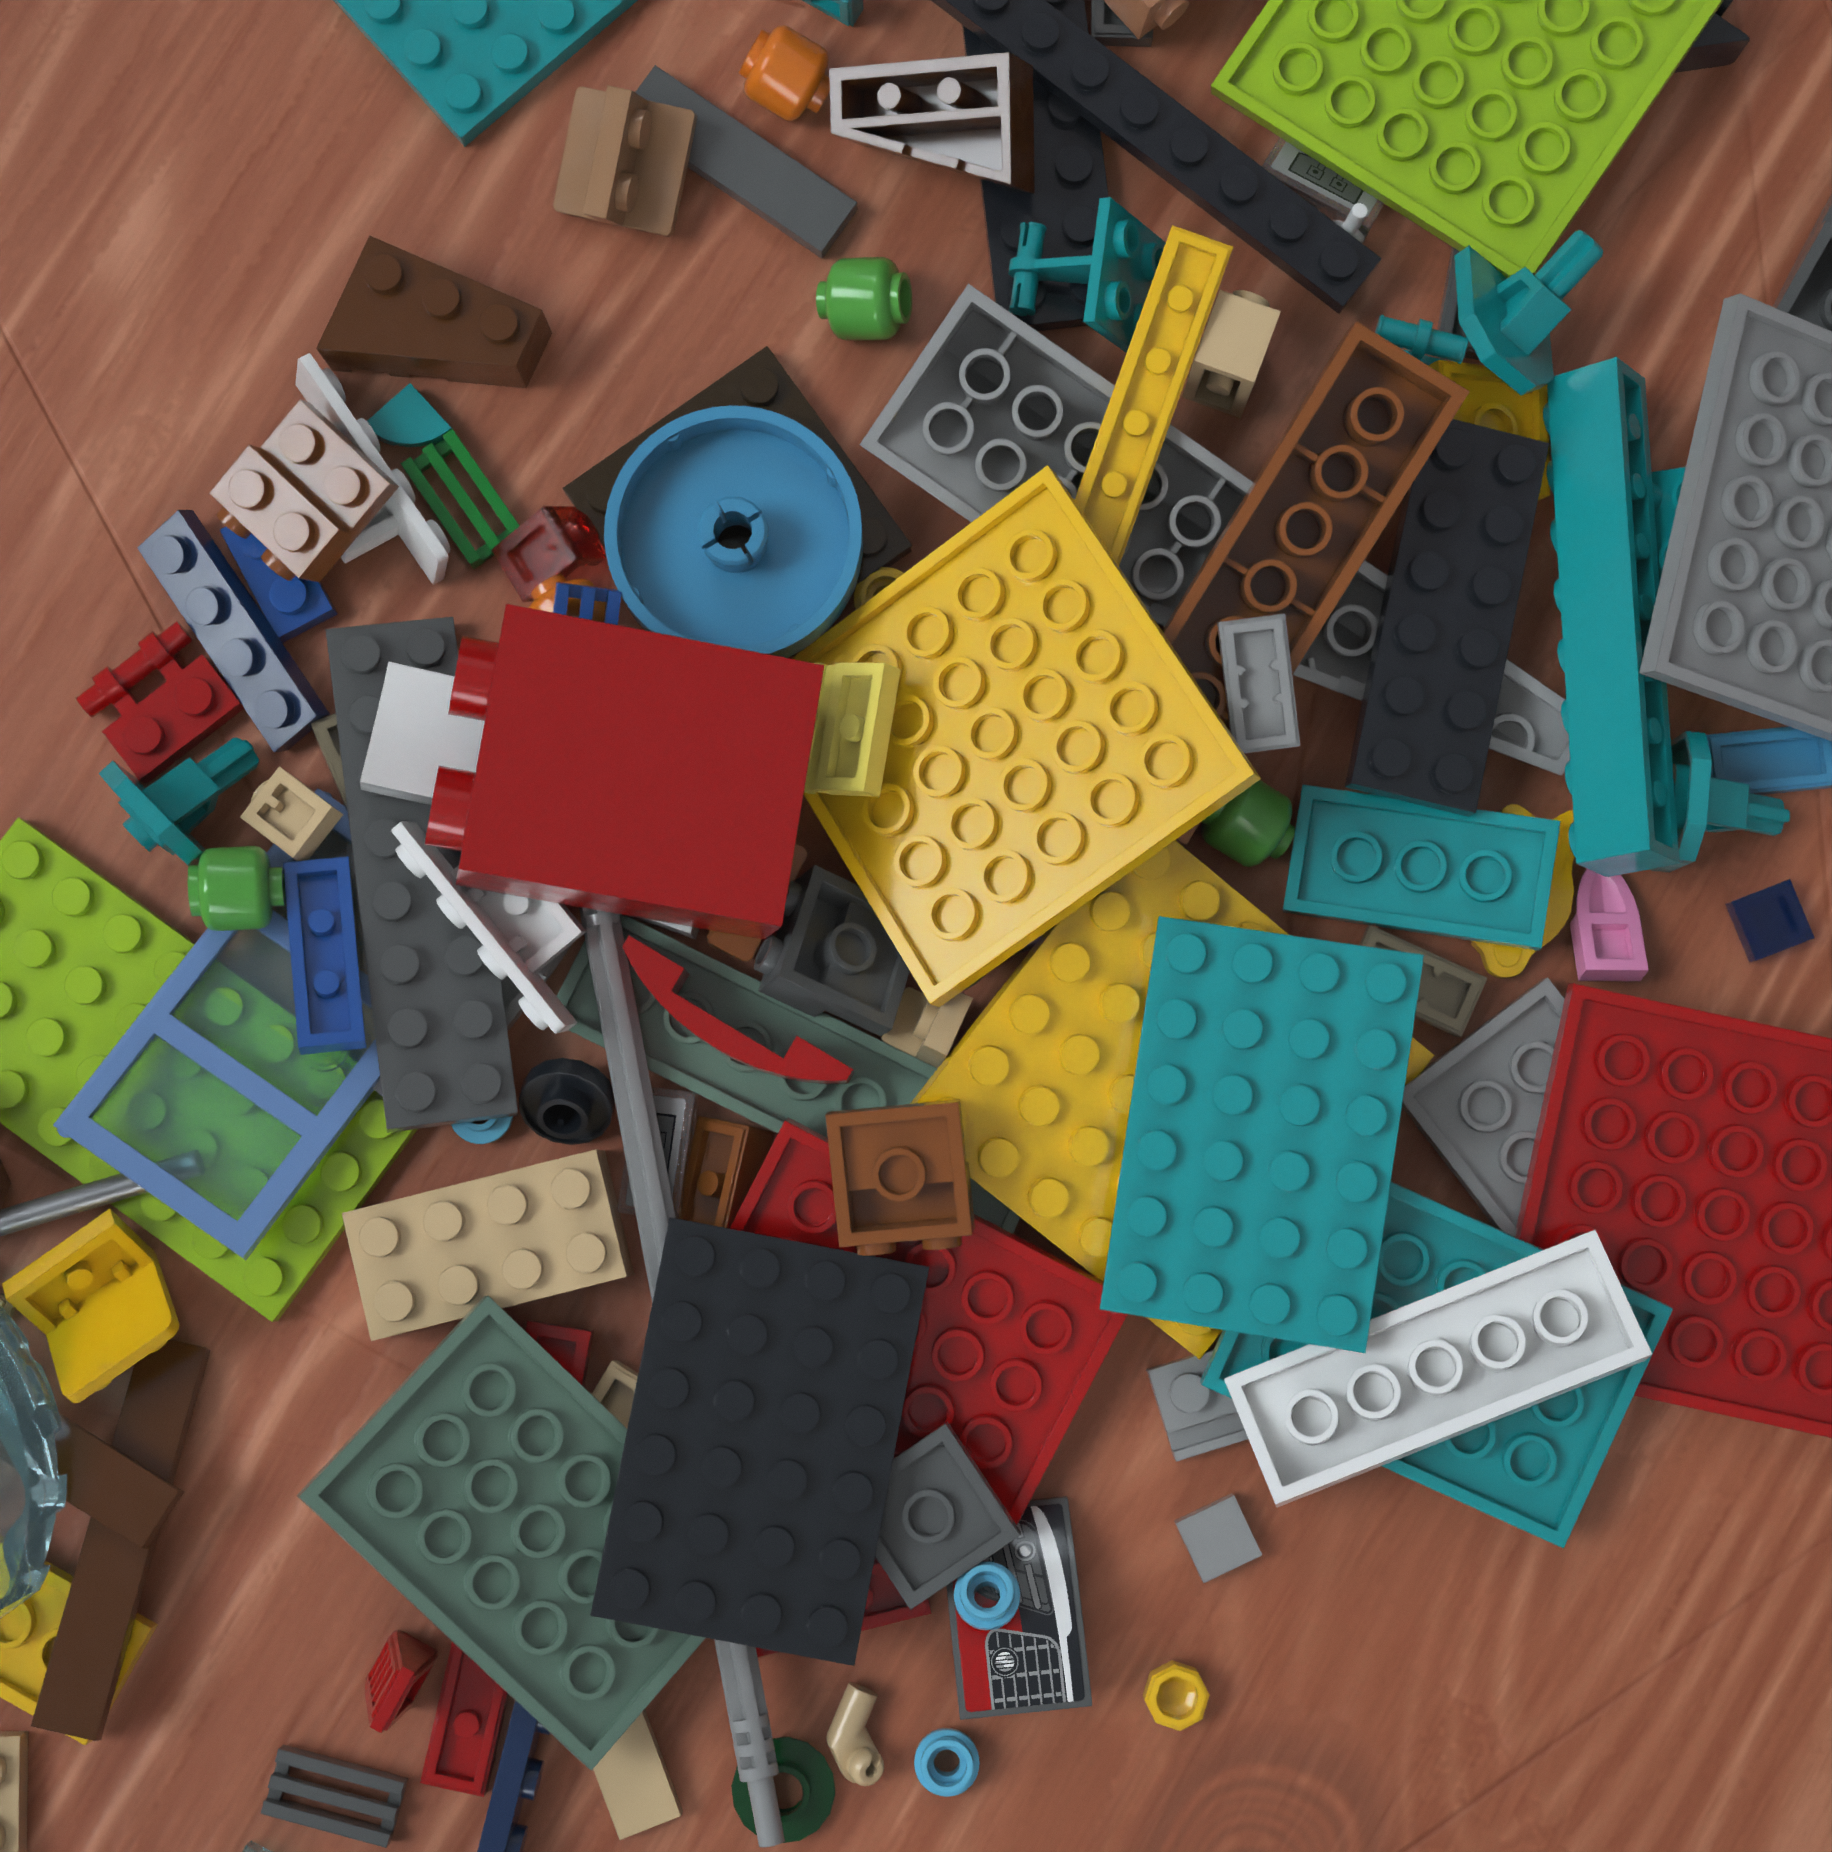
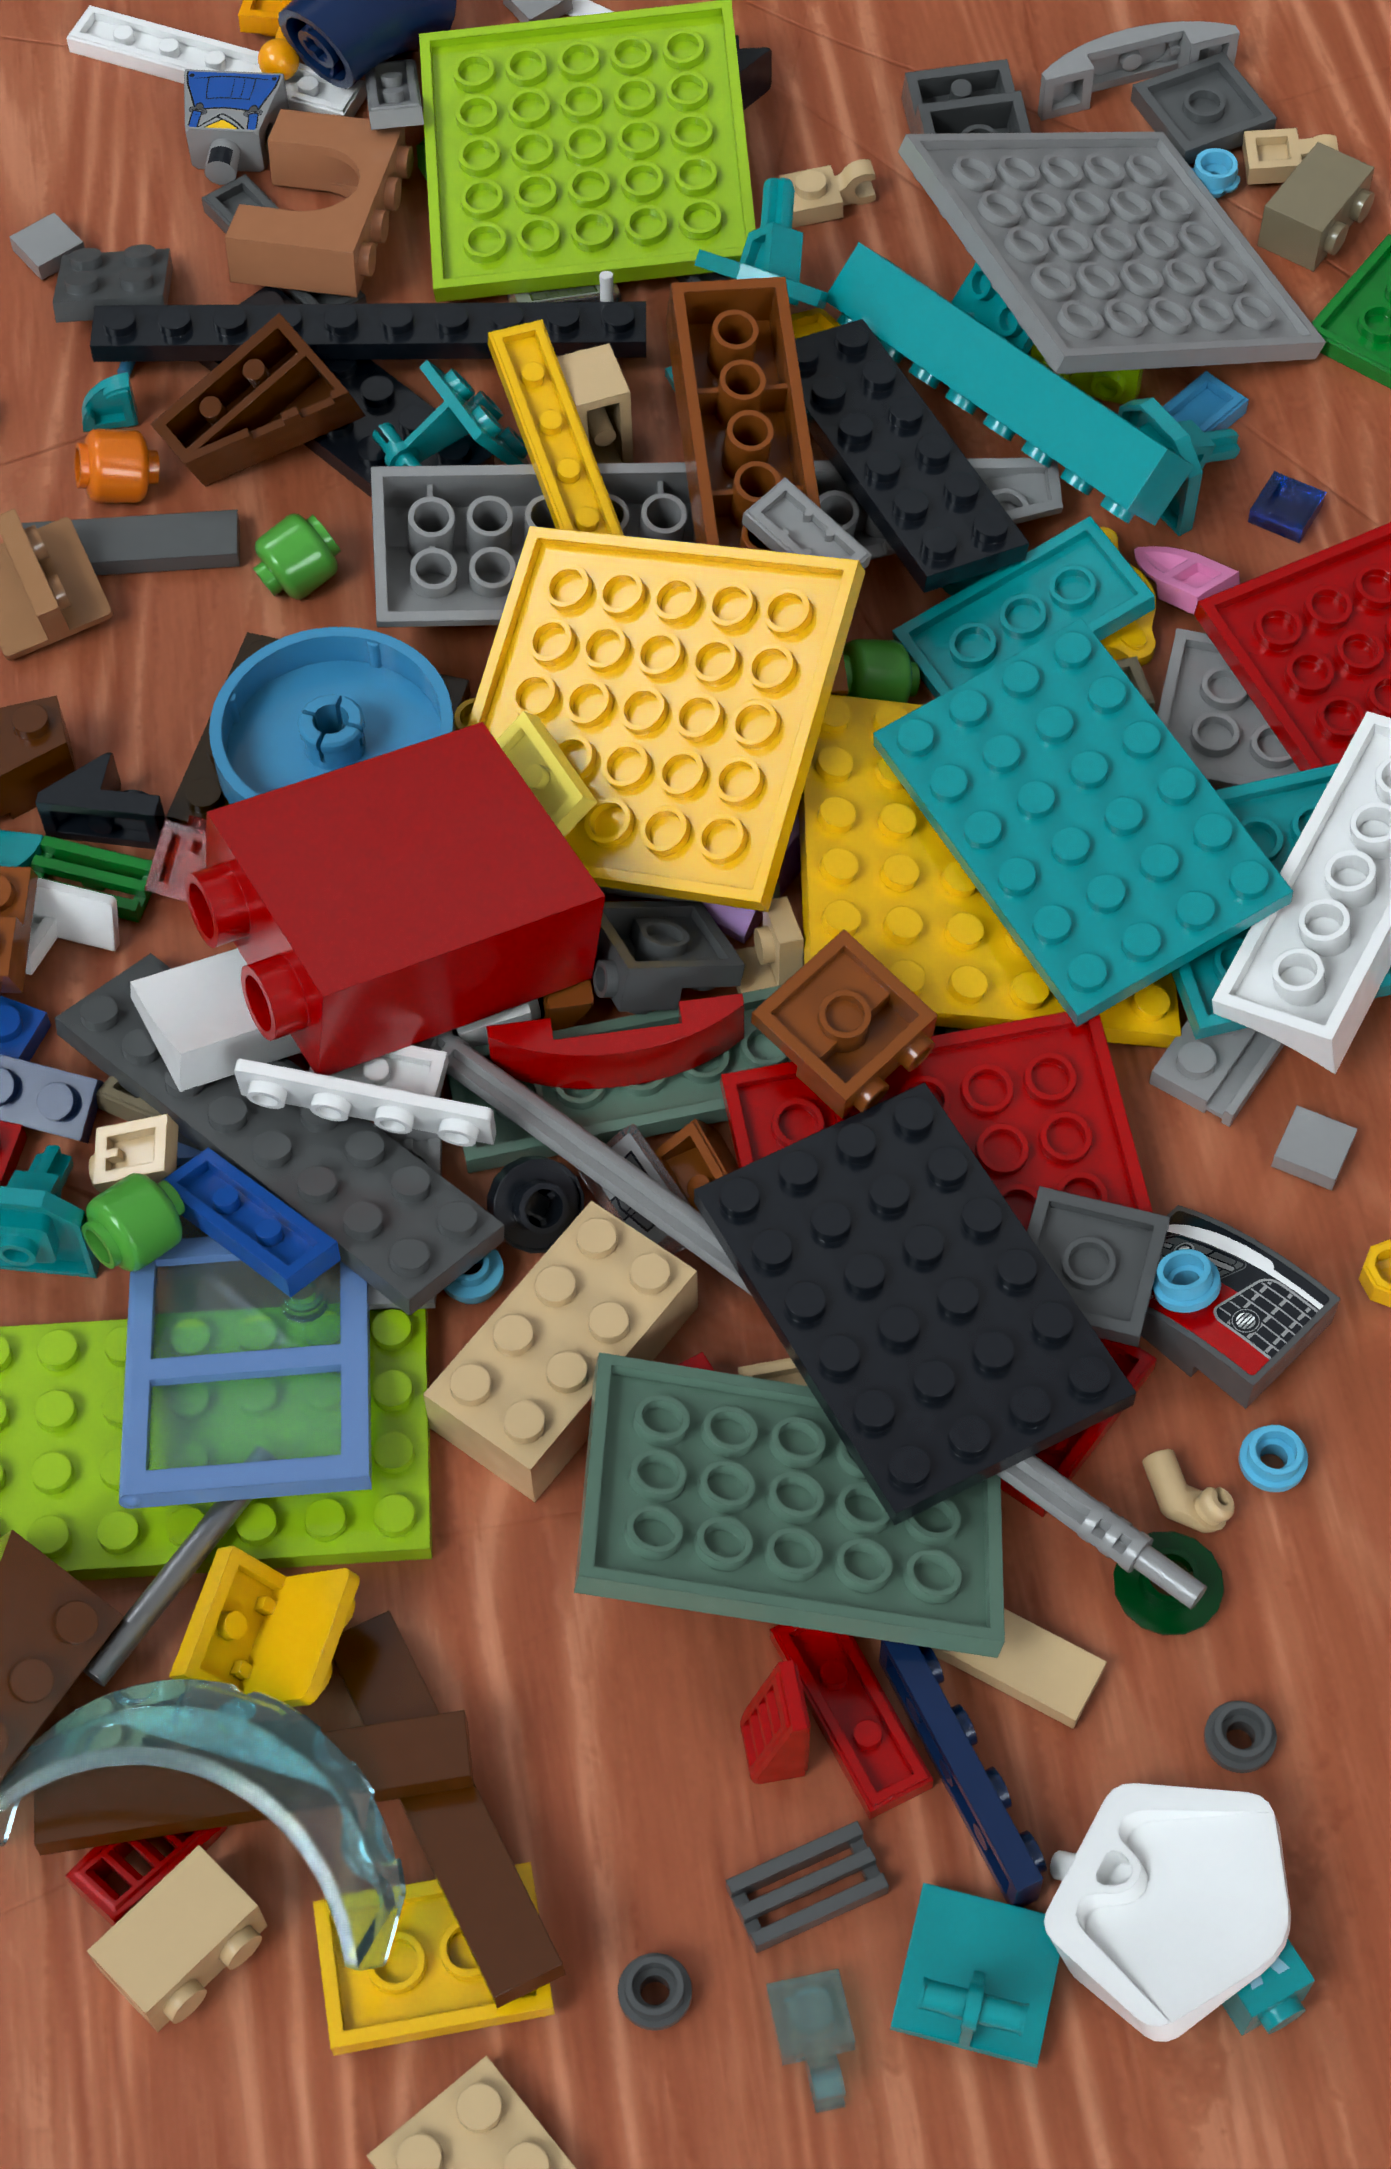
camera: 40 degrees left, 25 degrees down
(156, 1797) = (649, 1969): none -> dark grey plate
(507, 429) = (93, 808): none -> black slope
(1660, 234) = (822, 195): none -> tan plate

